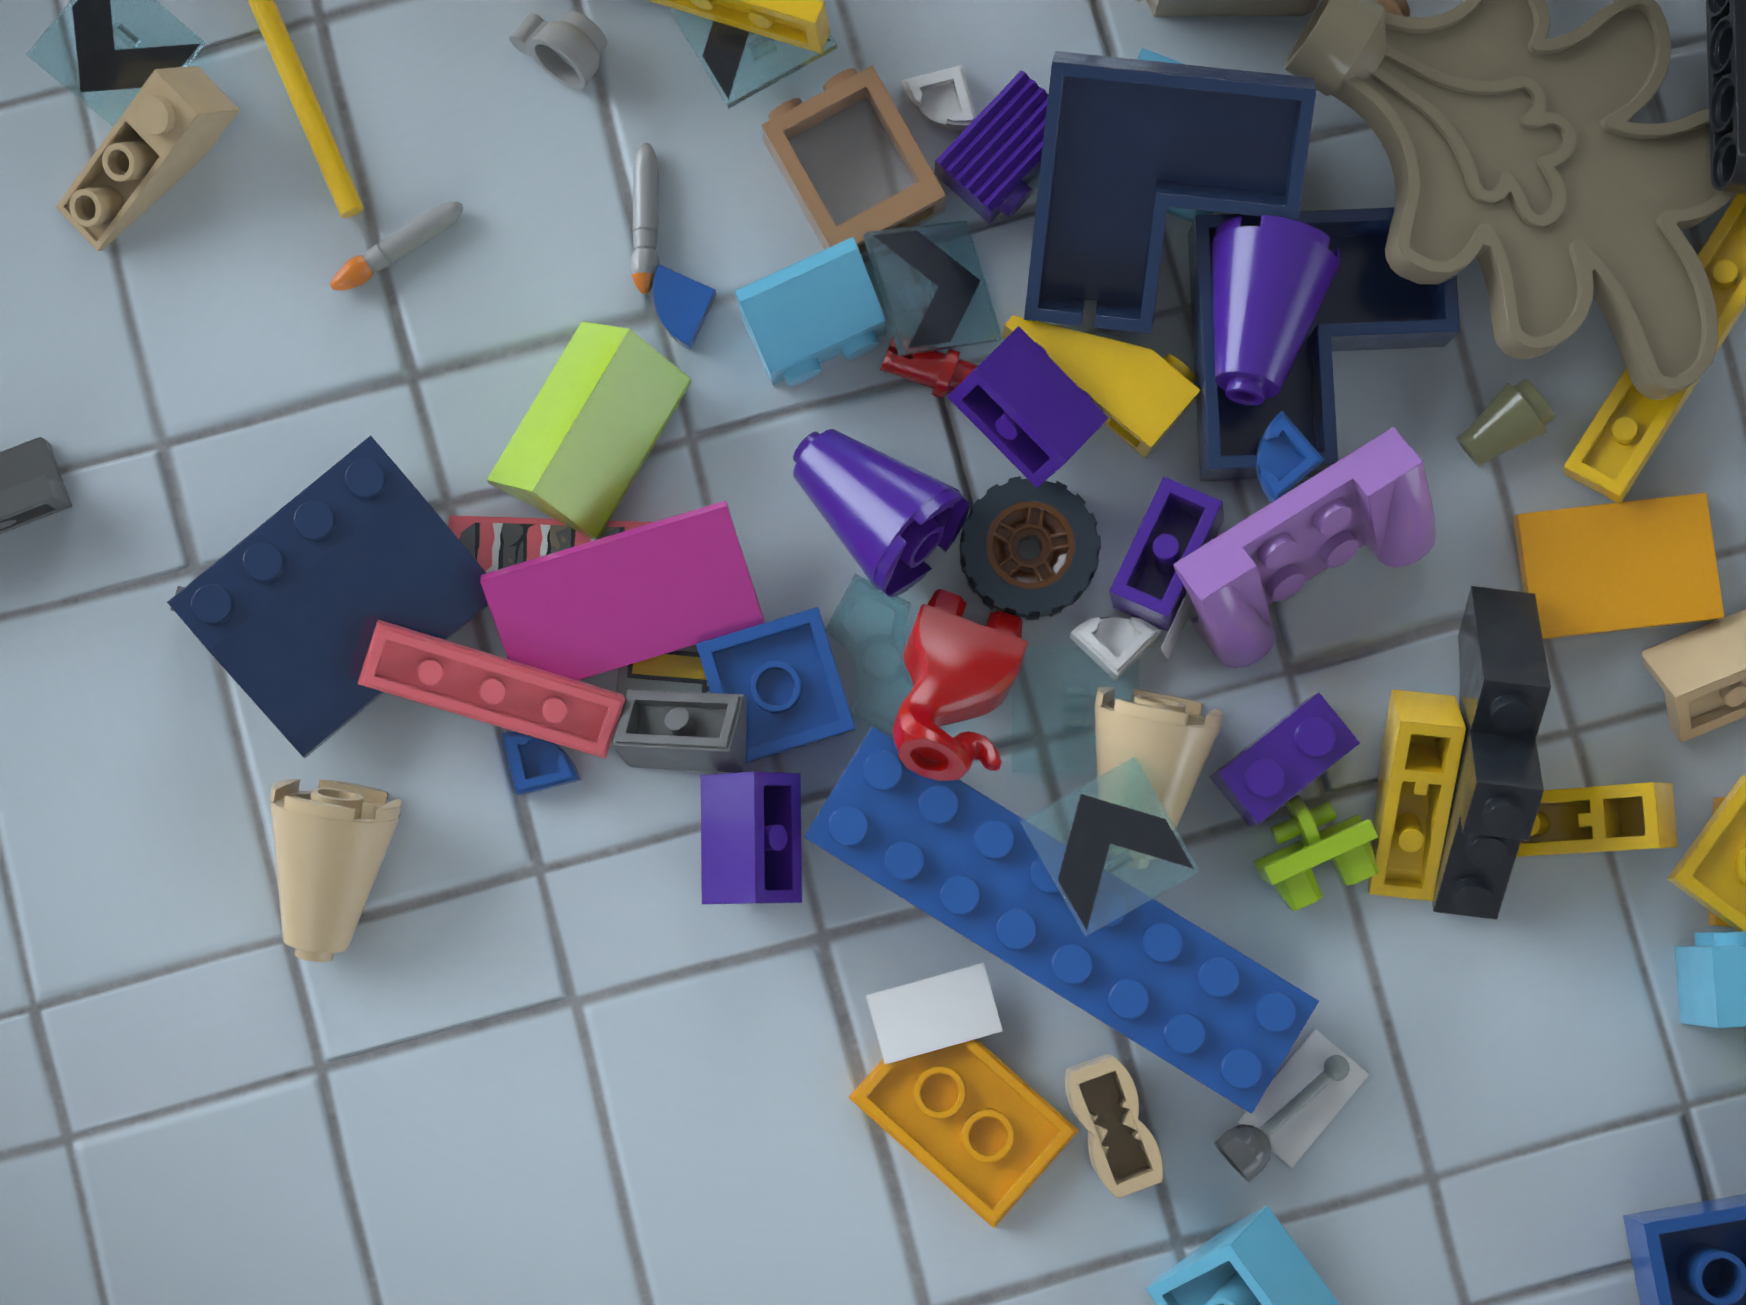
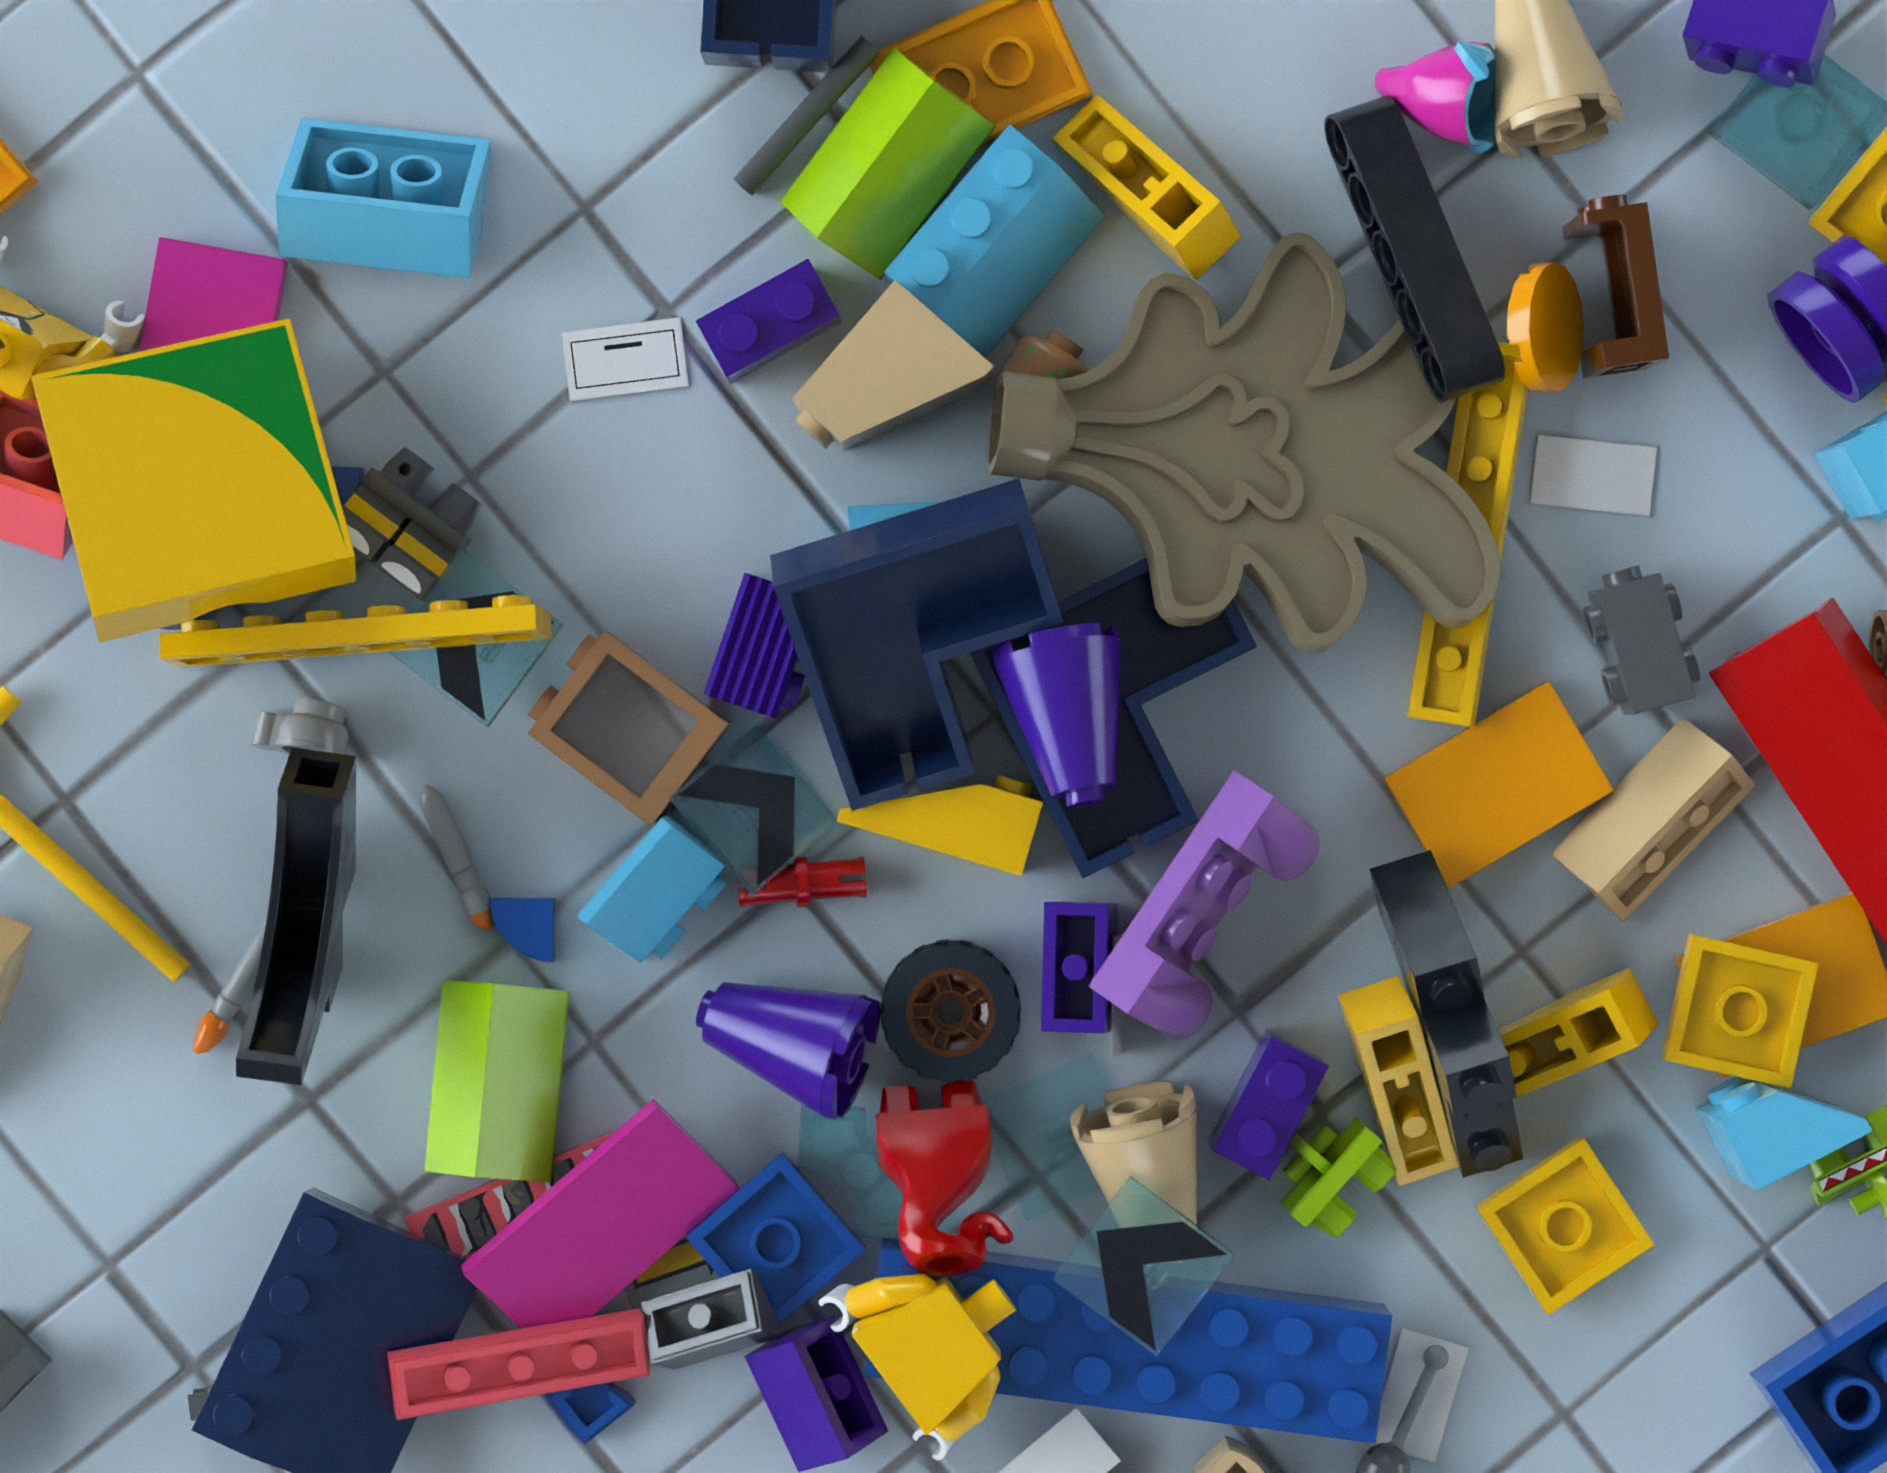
camera: 25 degrees left, 5 degrees up
(501, 176) = (304, 916): none -> black arch
(880, 832) = (929, 1347): none -> yellow torso
(941, 98) = (682, 620): white tile -> none
(1028, 407) = (892, 891): dark purple brick -> none
(1114, 641) = (1066, 1060): white tile -> none
(1284, 457) = (1146, 840): blue tile -> none
(1507, 422) = (1338, 698): olive cone -> none
(1510, 997) = (1564, 1225): none -> yellow plate

